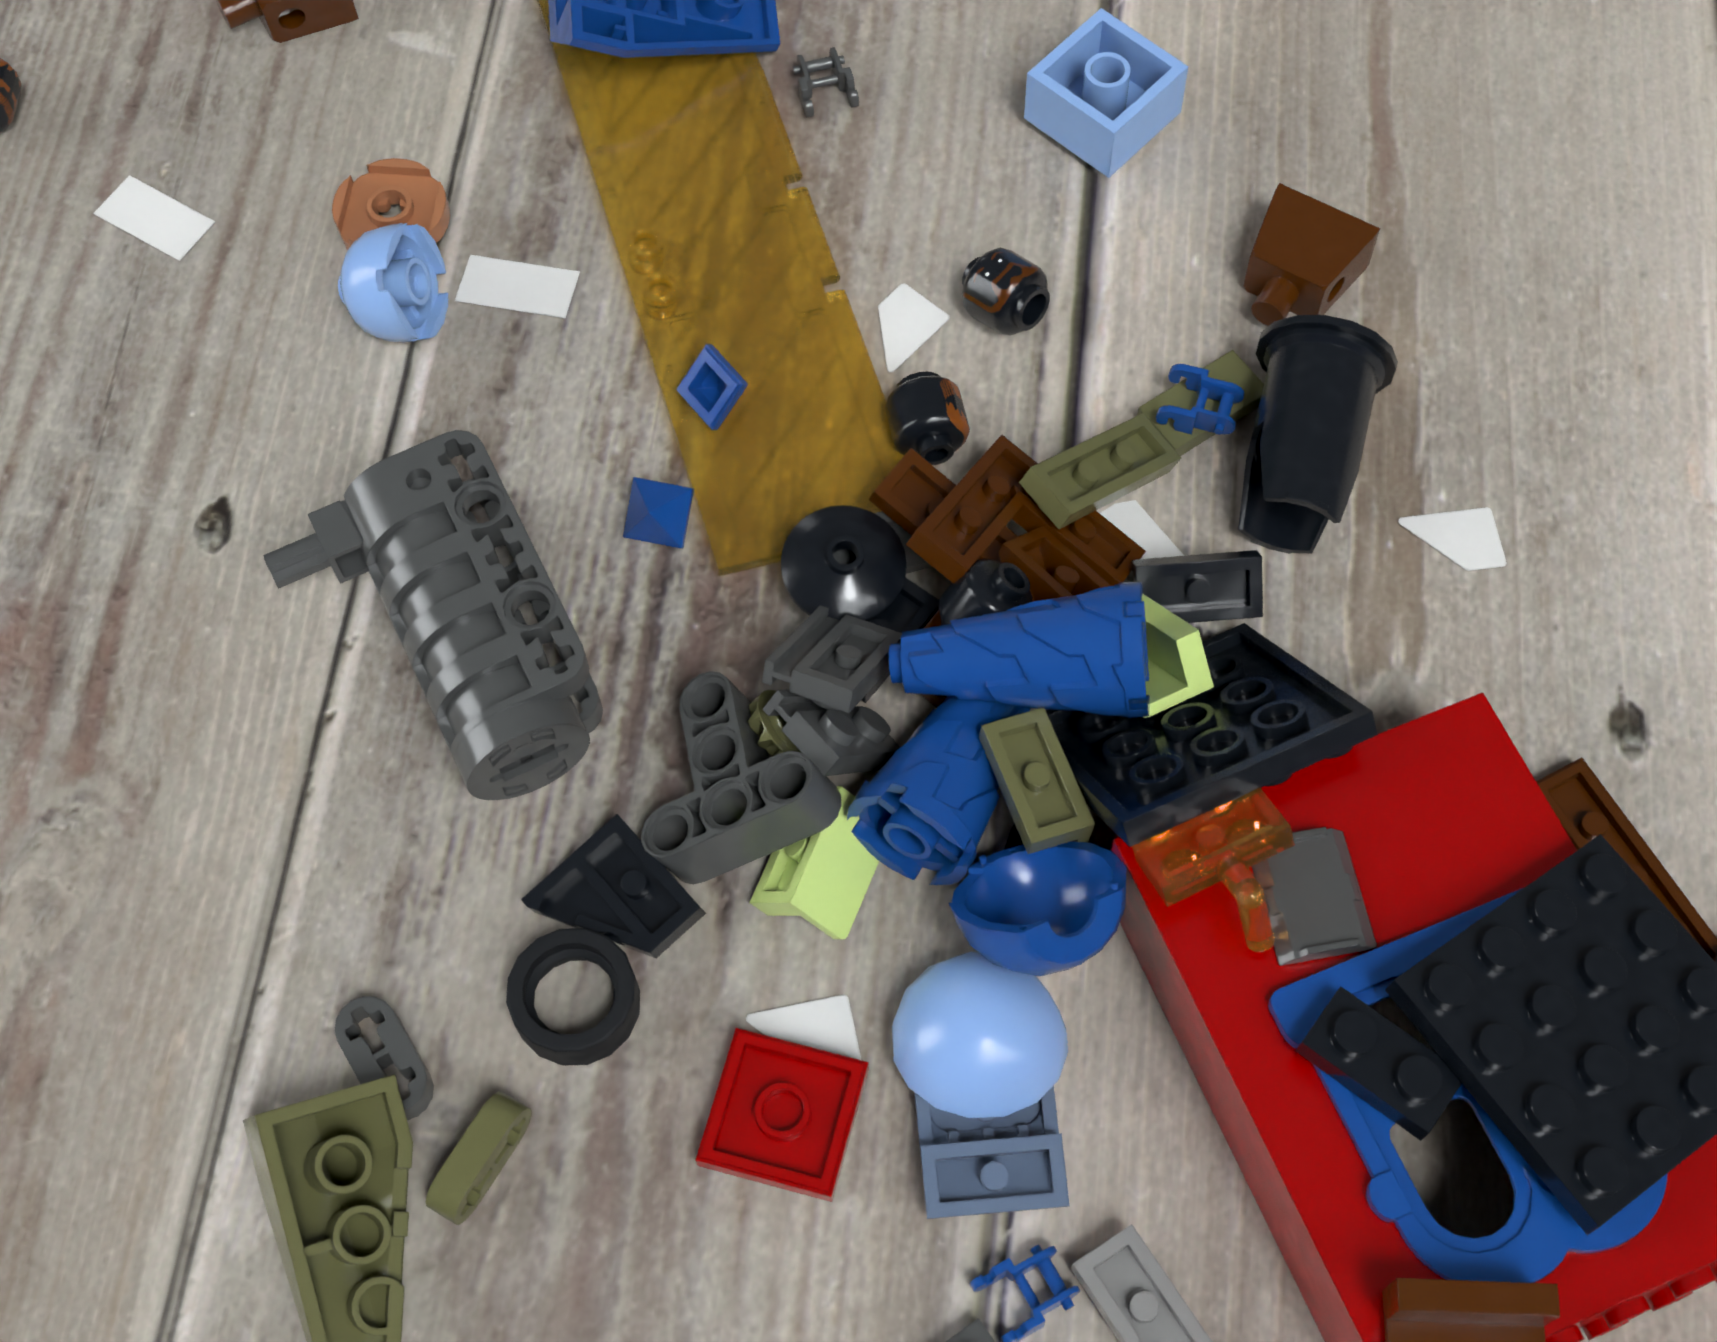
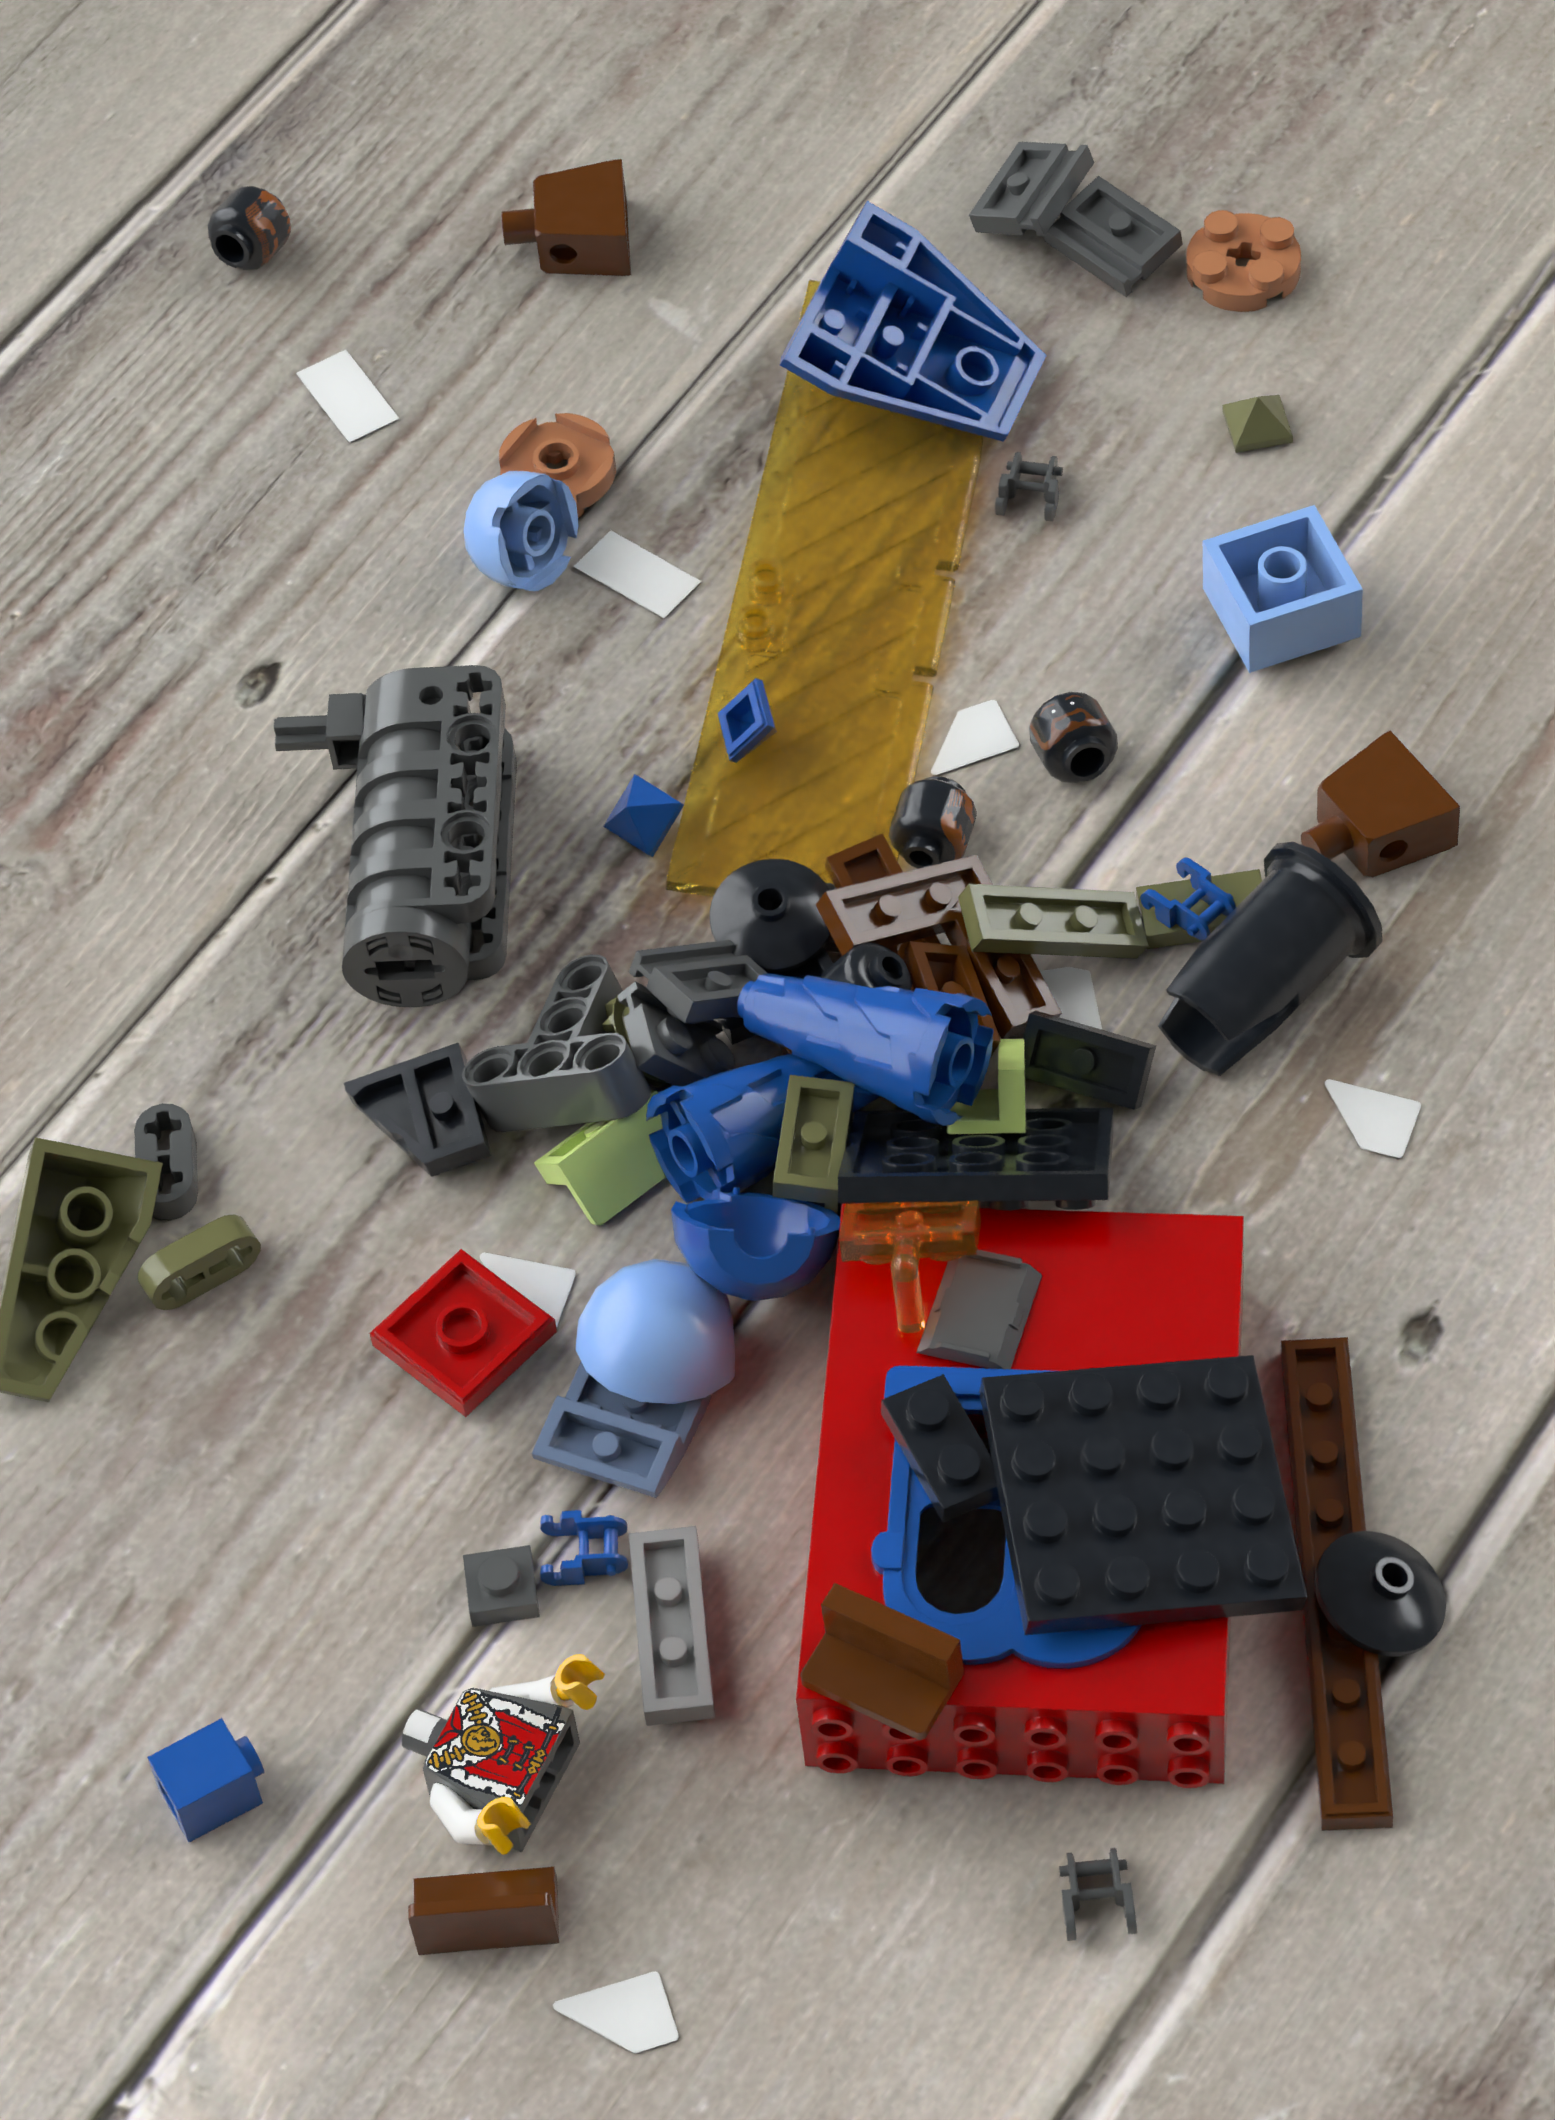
camera: 30 degrees right, 10 degrees down
(555, 950) = (333, 1135): black tyre -> none

